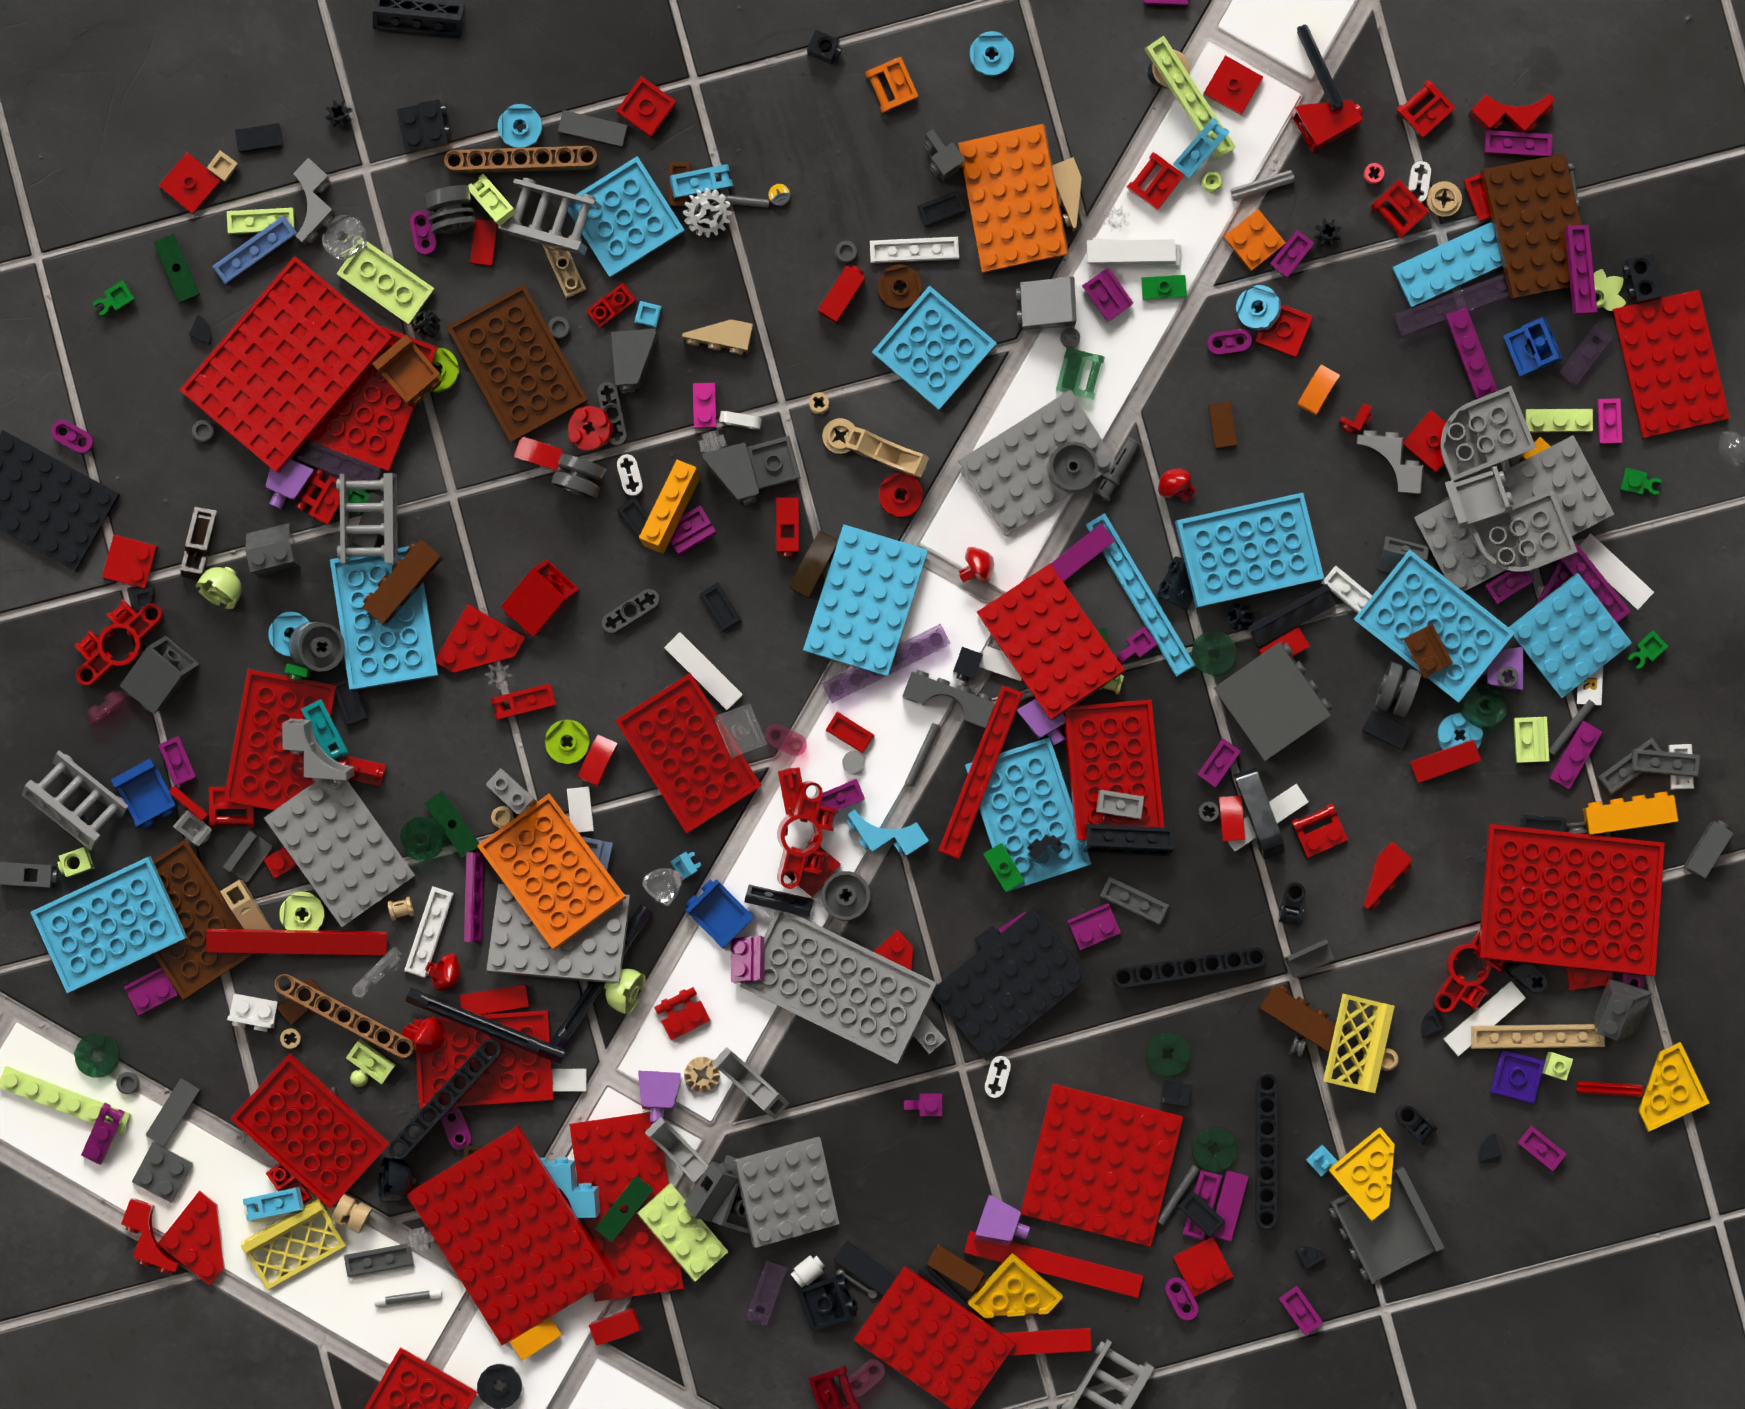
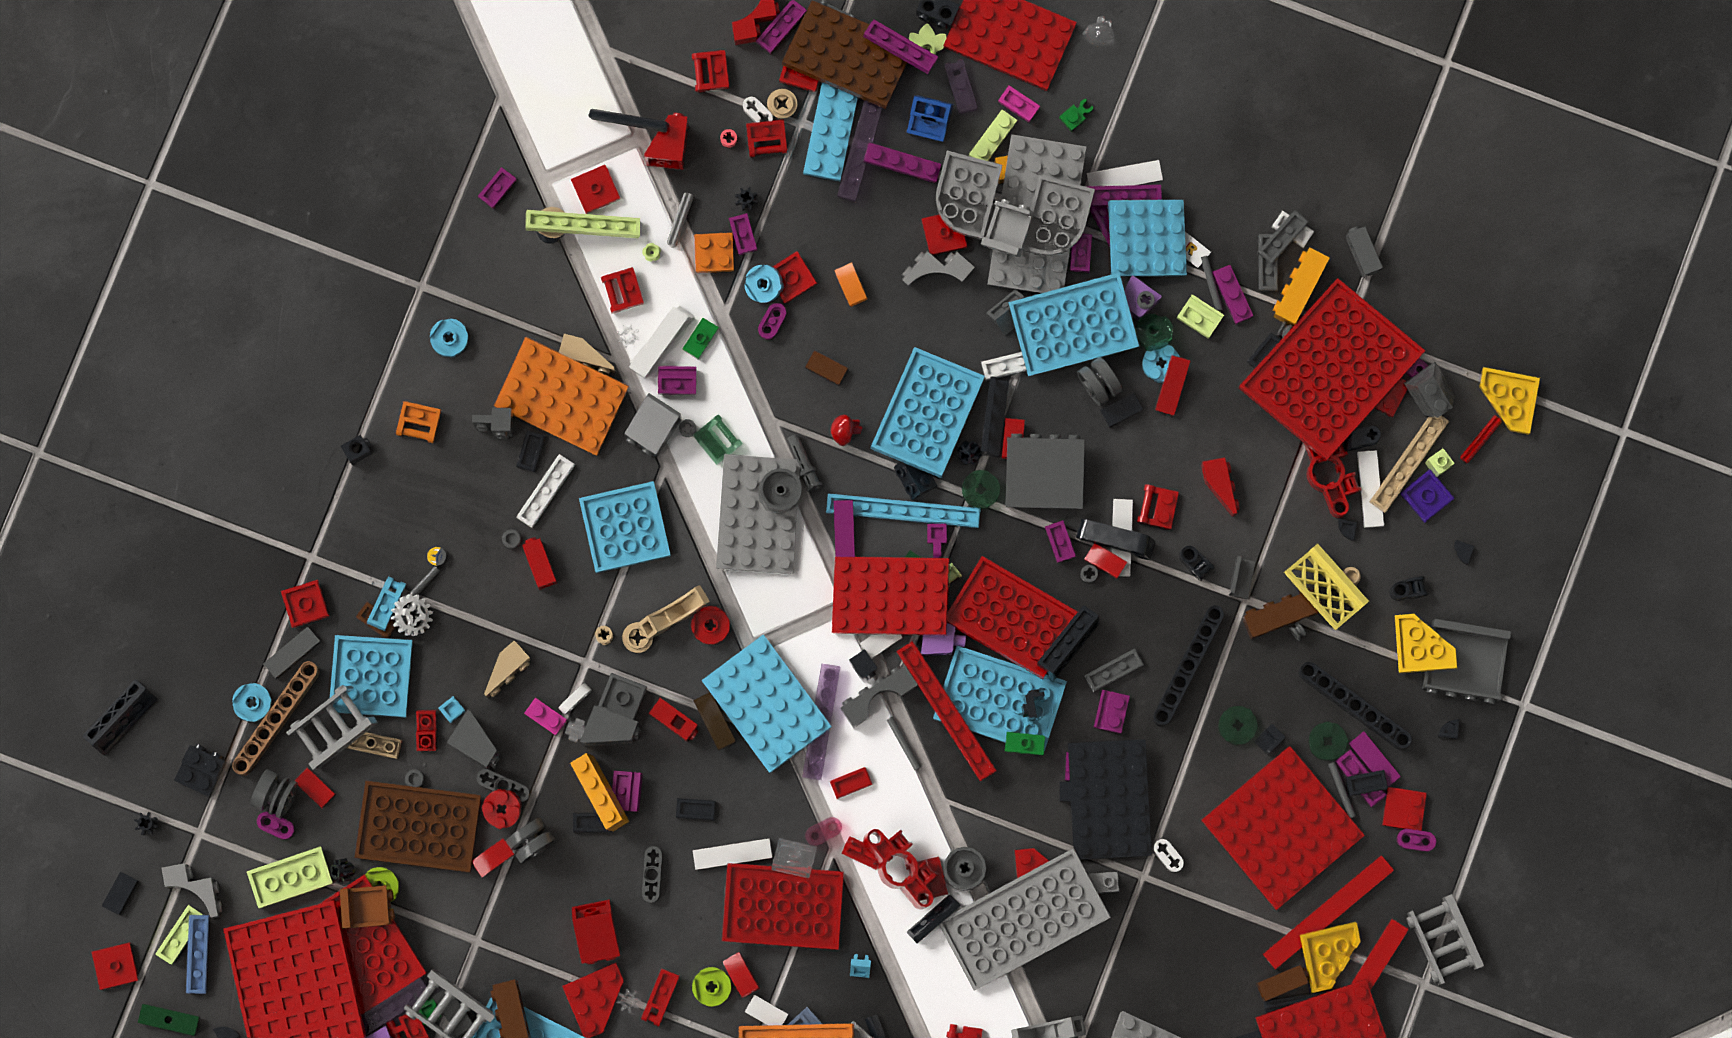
camera: 55 degrees left, 5 degrees down
(222, 166) = (120, 933): tan plate -> none
(354, 242) = (246, 879): clear plate -> none
(491, 200) = (289, 759): yellowish green plate -> none
(634, 473) = (553, 809): white beam -> none
(663, 884) = (862, 992): clear piece -> none
(719, 913) = (911, 967): blue panel -> none
(747, 959) = (959, 971): plate -> none
(843, 795) = (892, 819): magenta plate -> none
(853, 762) = (873, 795): light grey tile -> none
(873, 837) = (937, 819): medium azure arch -> none
(892, 297) = (559, 510): reddish brown plate -> none
(927, 1104) = (1153, 919): magenta plate -> none
(979, 565) = (801, 606): red piece -> none
(1000, 1223) = (1272, 928): medium lavender torso -> none
(1119, 804) = (1040, 630): light grey plate -> none
(1200, 148) = (623, 242): medium azure plate -> none
(1300, 1310) = (1483, 763): magenta plate -> none
(1321, 1160) = (1388, 673): medium azure tile -> none
(1362, 417) = (892, 268): red bracket -> none
(1428, 650) = (1088, 340): reddish brown plate -> none
(1541, 1148) = (1489, 515): magenta plate -> none
(1649, 647) = (1195, 190): green plate -> none

